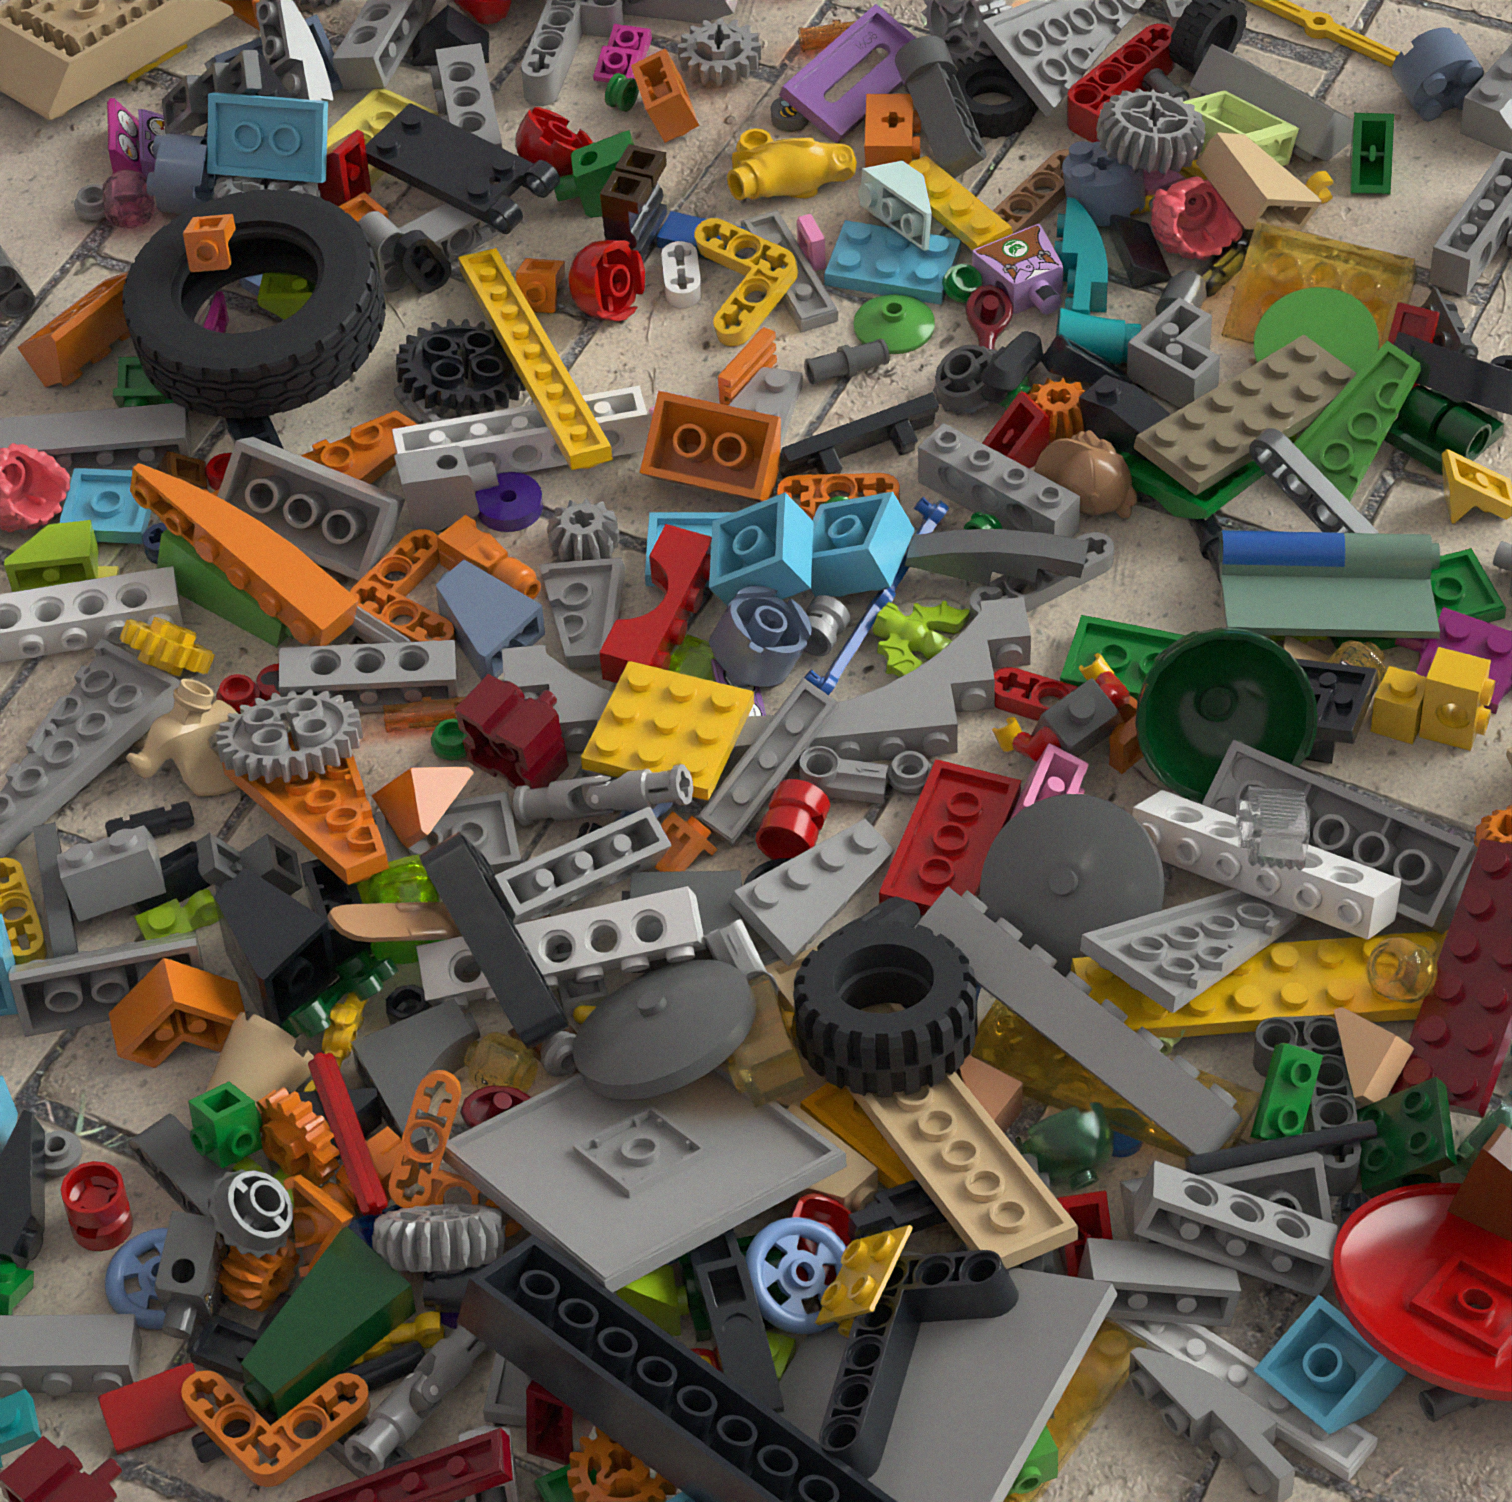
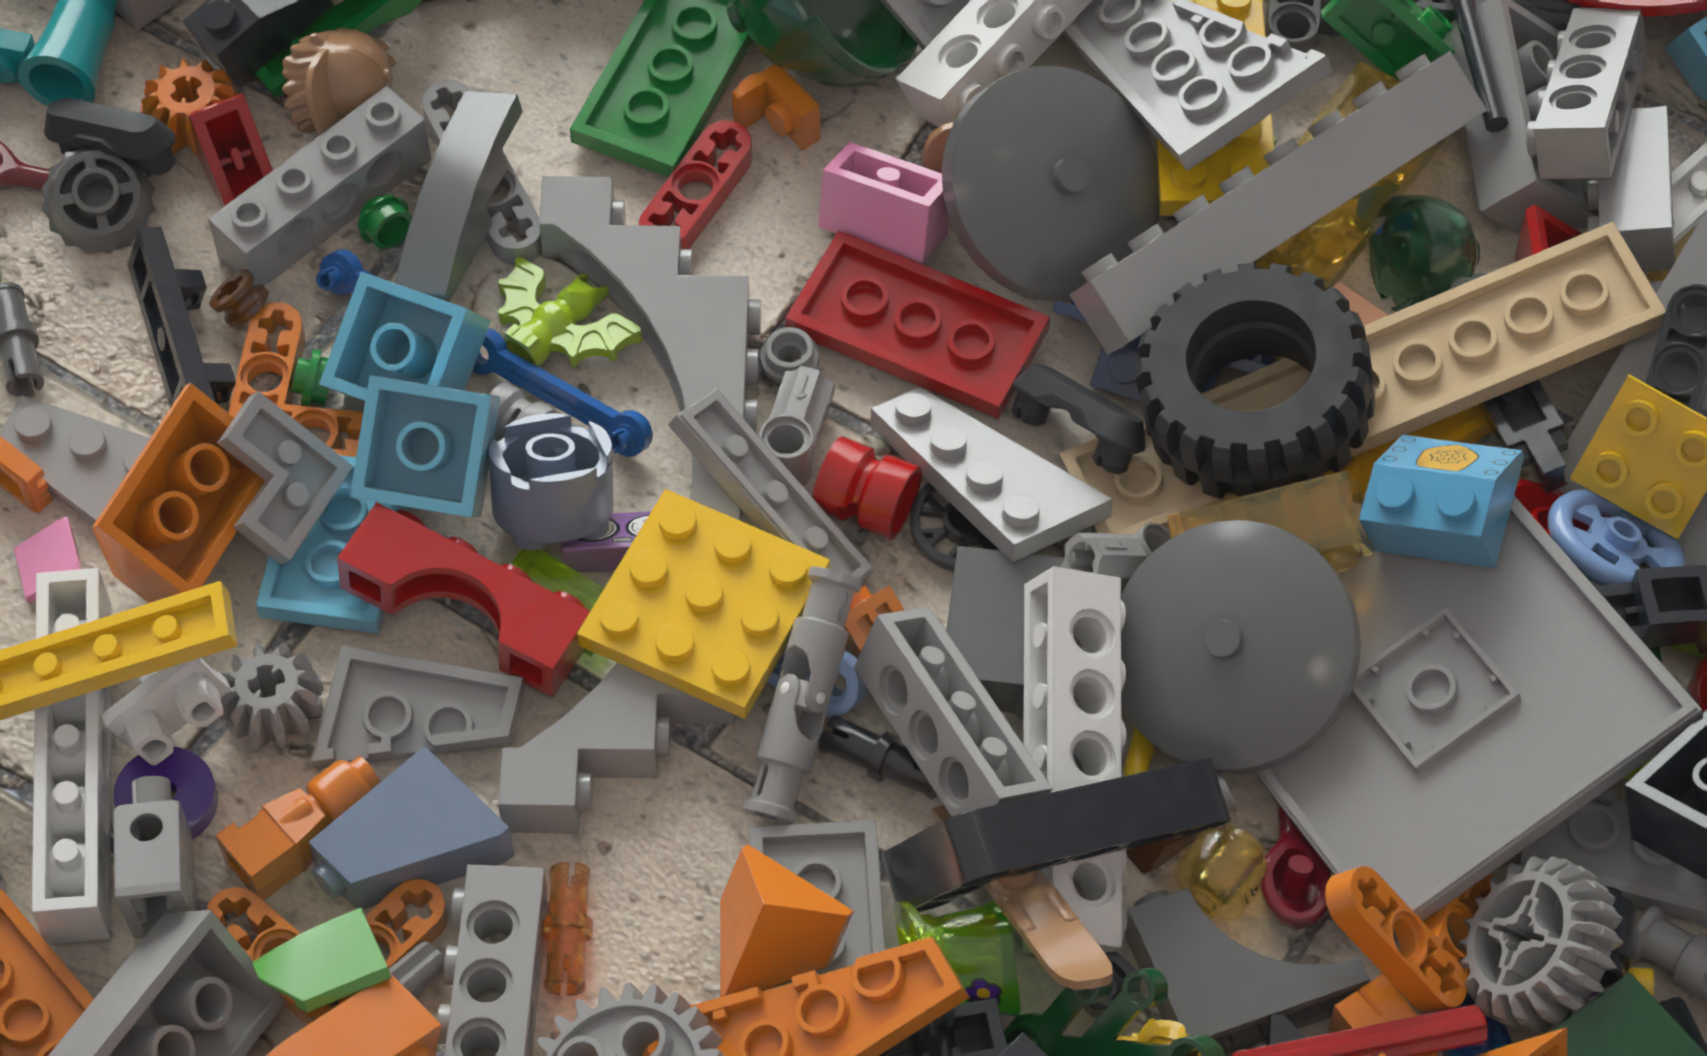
camera: 85 degrees left, 10 degrees up
(368, 573) = (325, 962): none -> bright green slope
(448, 740) = (624, 900): green plate -> none
(512, 734) = (670, 800): dark red brick -> none
(549, 471) = (164, 705): none -> white hips
(750, 483) = (297, 473): none -> light grey plate
(789, 1120) = (1441, 500): none -> dark azure slope
(899, 464) = (239, 298): none -> reddish brown bush
(1076, 362) = (127, 61): black slope -> none
(1076, 720) = (775, 146): torso -> none

